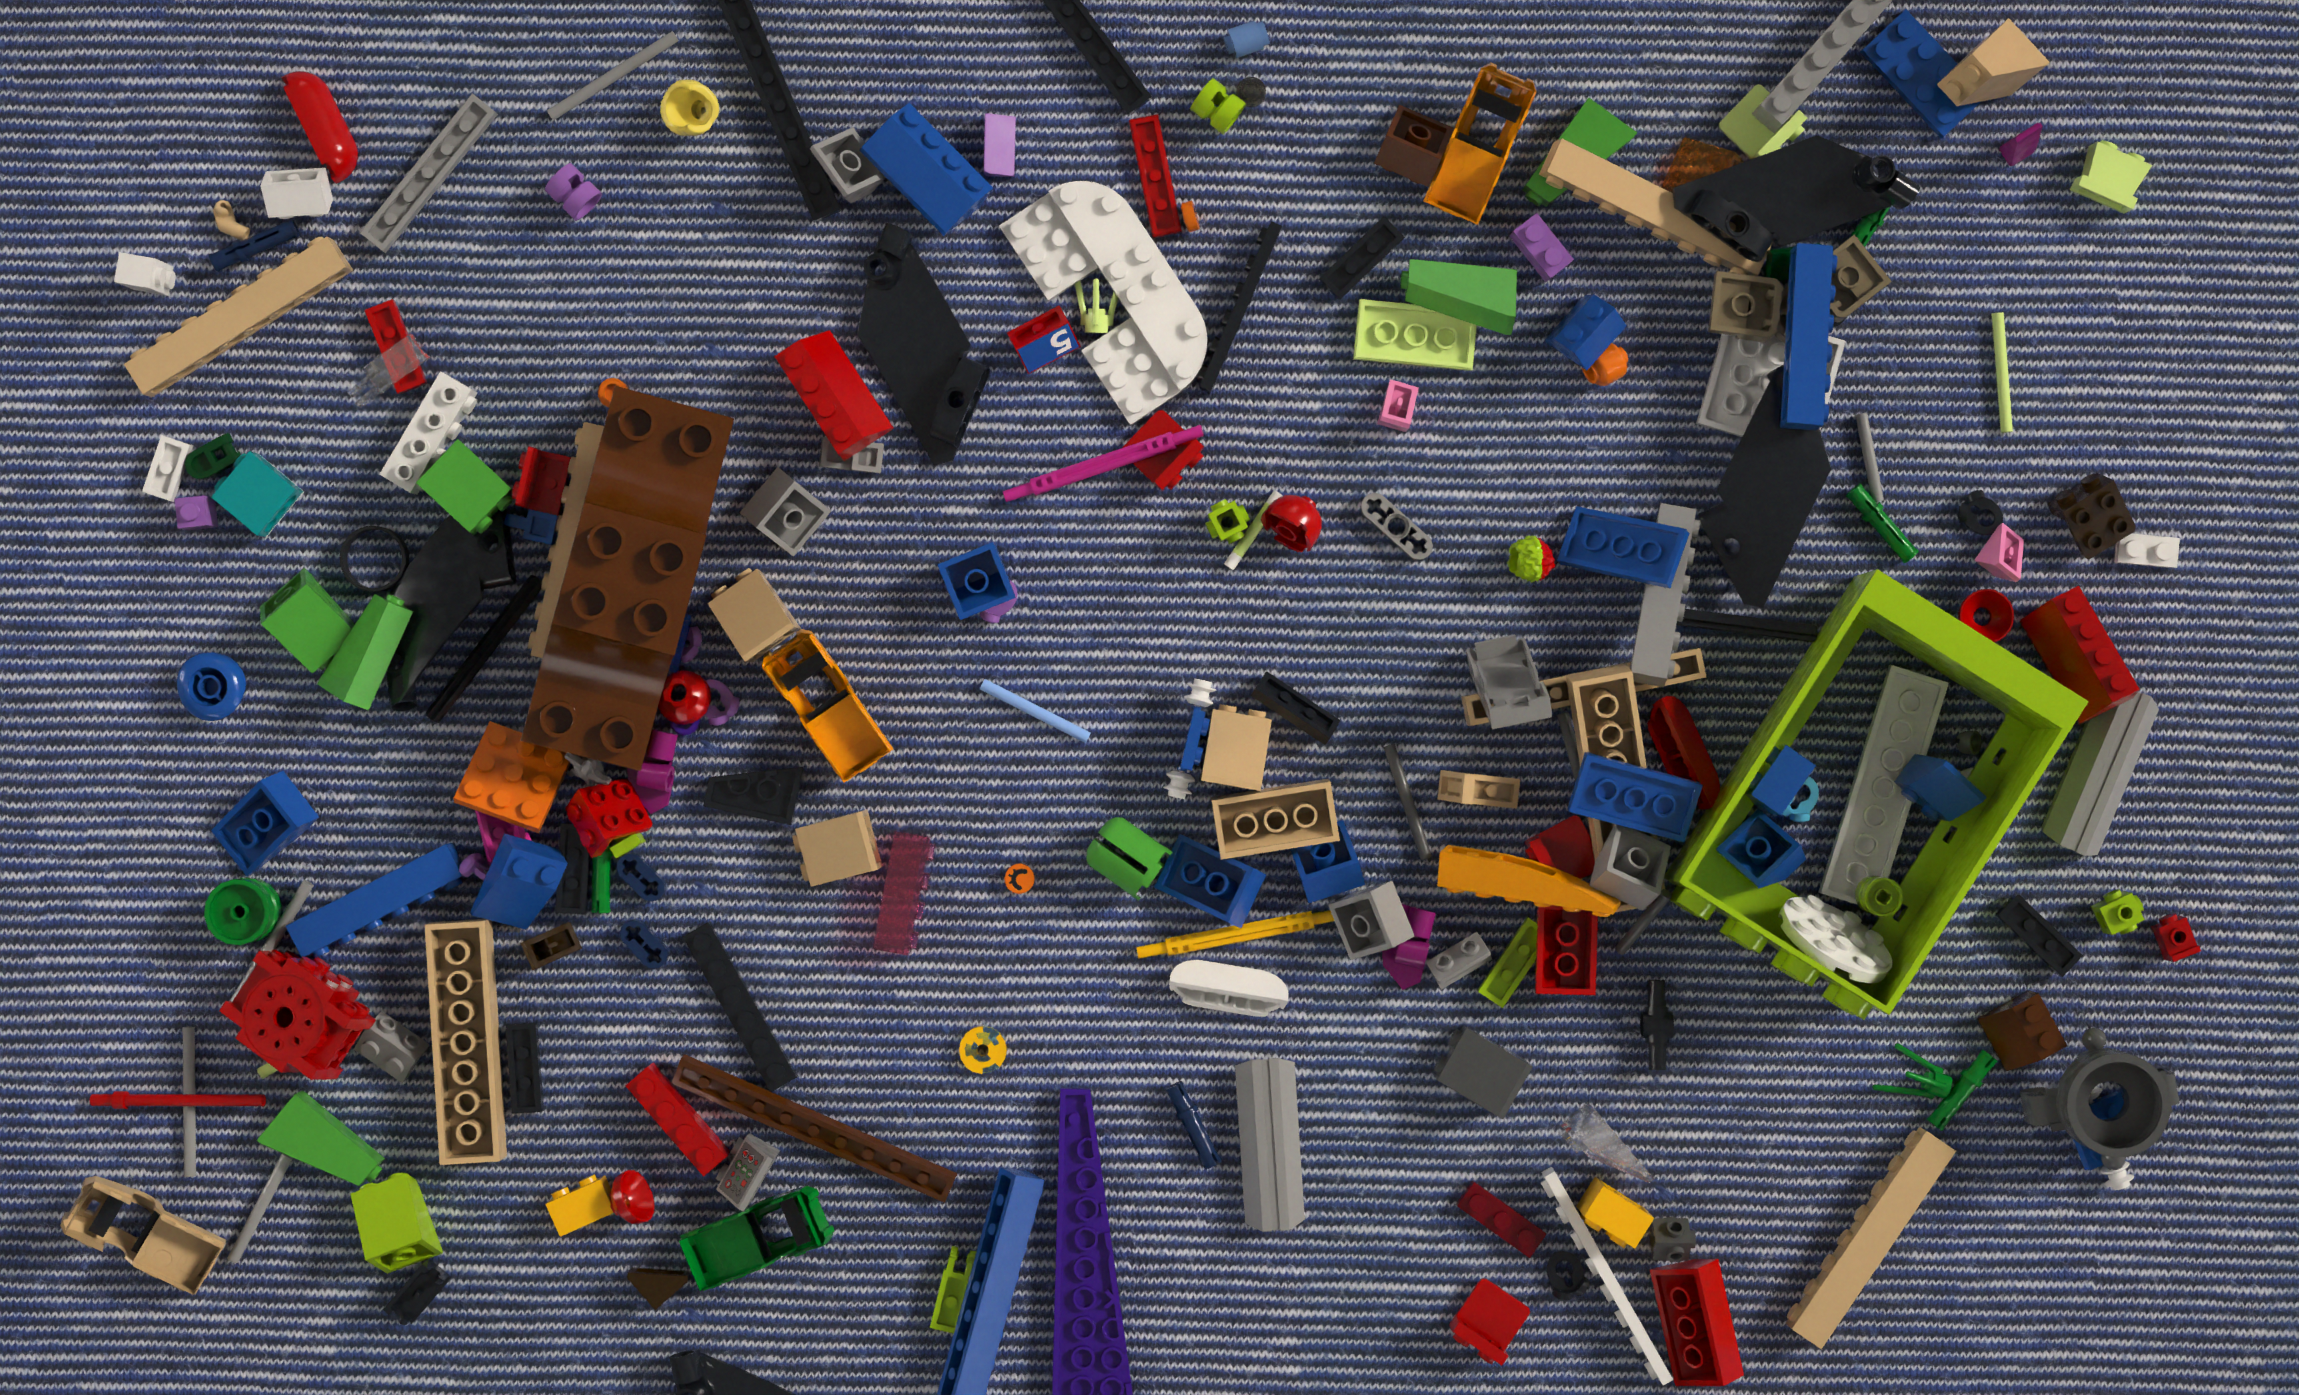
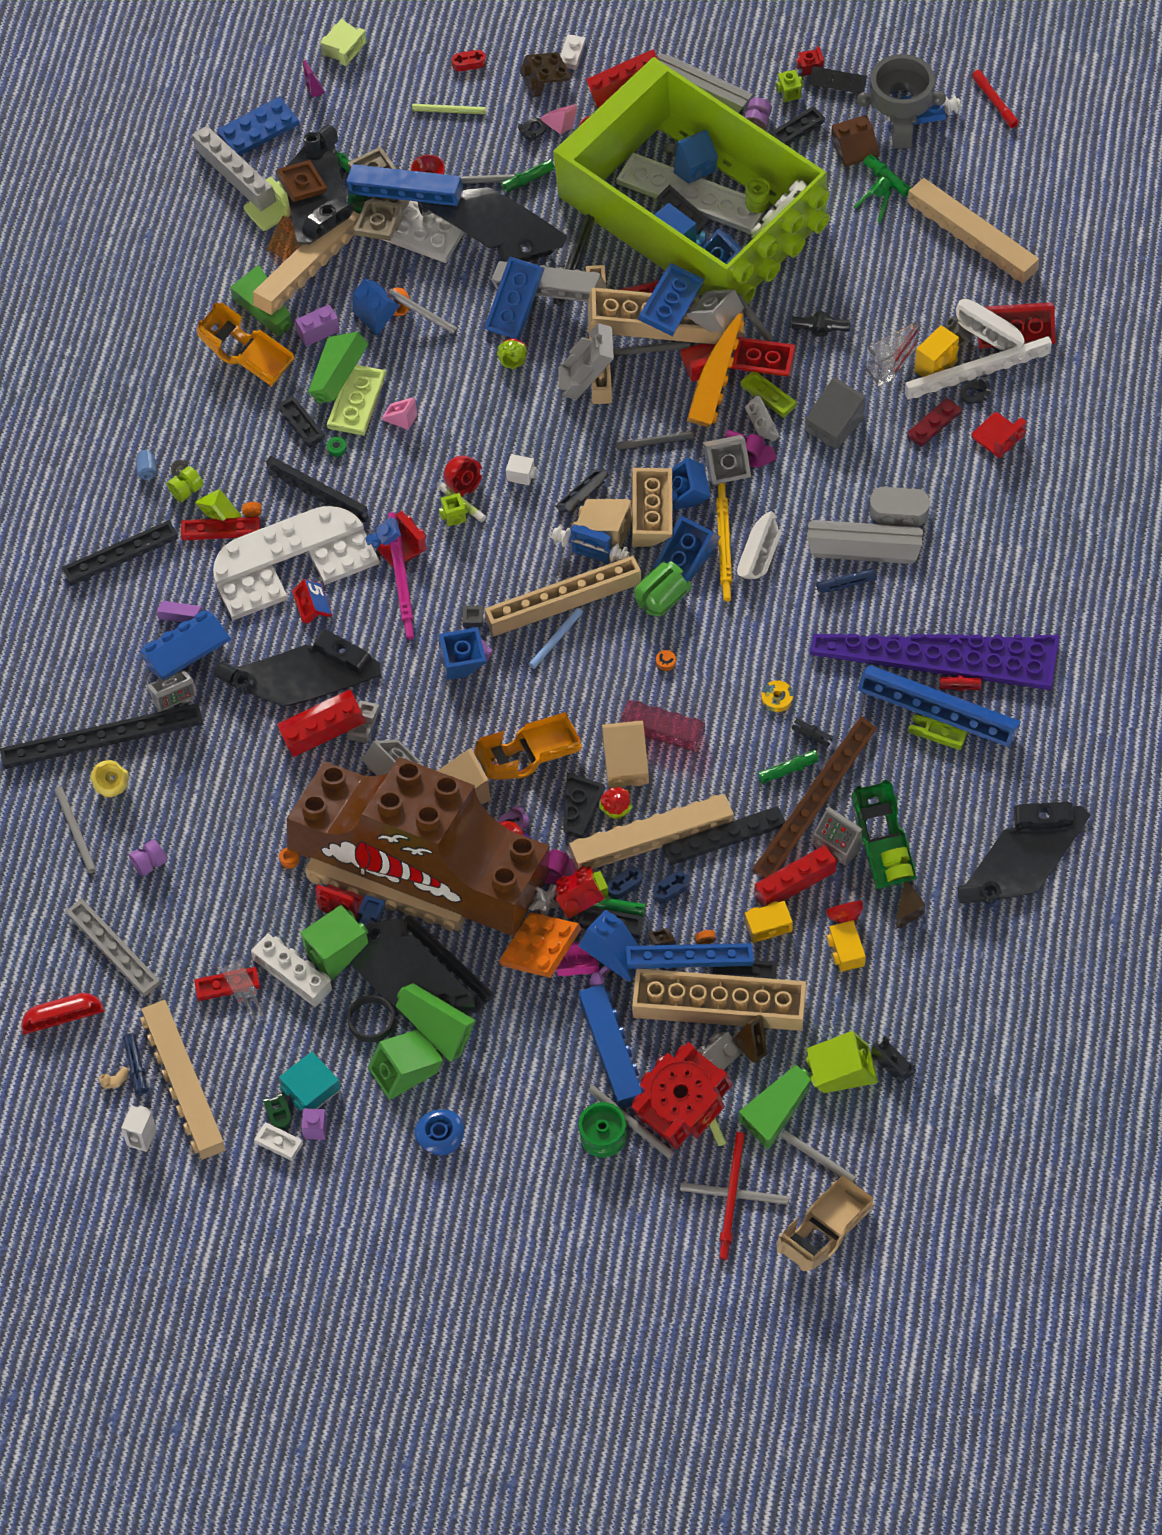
camera: 75 degrees left, 30 degrees down
(264, 822) = (543, 1113): blue slope -> none
(296, 193) = (106, 1026): white brick -> none
(410, 1094) = (752, 1039): none -> dark brown slope
(516, 991) = (689, 956): none -> blue plate
(566, 1005) = (705, 937): none -> orange tile
(605, 1090) = (768, 921): none -> yellow brick
(711, 1263) = (897, 864): none -> lime wheel
(719, 904) = (650, 833): none -> tan brick
(762, 845) = (616, 802): none -> red piece
(862, 1081) = (797, 763): none -> green pin
(925, 1109) = (812, 732): none -> black pin
(1040, 1312) = (960, 683): none -> red pin
(1051, 583) = (472, 616): none -> dark grey plate
(1096, 320) = (306, 570): yellowish green plant -> none
(1098, 712) = (563, 596): none -> tan brick
(1164, 429) = (387, 532): none -> blue plate
(1177, 167) = (217, 506): none -> lime slope
(1319, 609) = (520, 469): none -> white brick
(1326, 321) = (336, 446): none -> green tile
(1333, 1187) = (899, 506): none -> light grey brick
(1413, 146) = (237, 384): reddish brown slope -> none
(1417, 536) = (480, 417): light grey beam -> none
(1478, 789) = (651, 400): tan bracket -> none
(1586, 405) = (422, 311): none -> light grey bar
(1673, 1289) = (988, 325): none -> white brick
(1797, 169) = (301, 180): none -> reddish brown plate
(1841, 781) = (671, 196): none -> black plate
(1881, 356) = (428, 164): none -> red piece
(1994, 67) = (261, 84): tan slope -> none
(2055, 869) = (758, 112): none -> medium lavender wheel
(2098, 389) = (468, 60): none -> red beam
(2142, 988) = (838, 80): none -> black plate
(2168, 1221) = (1006, 113): none -> red piece

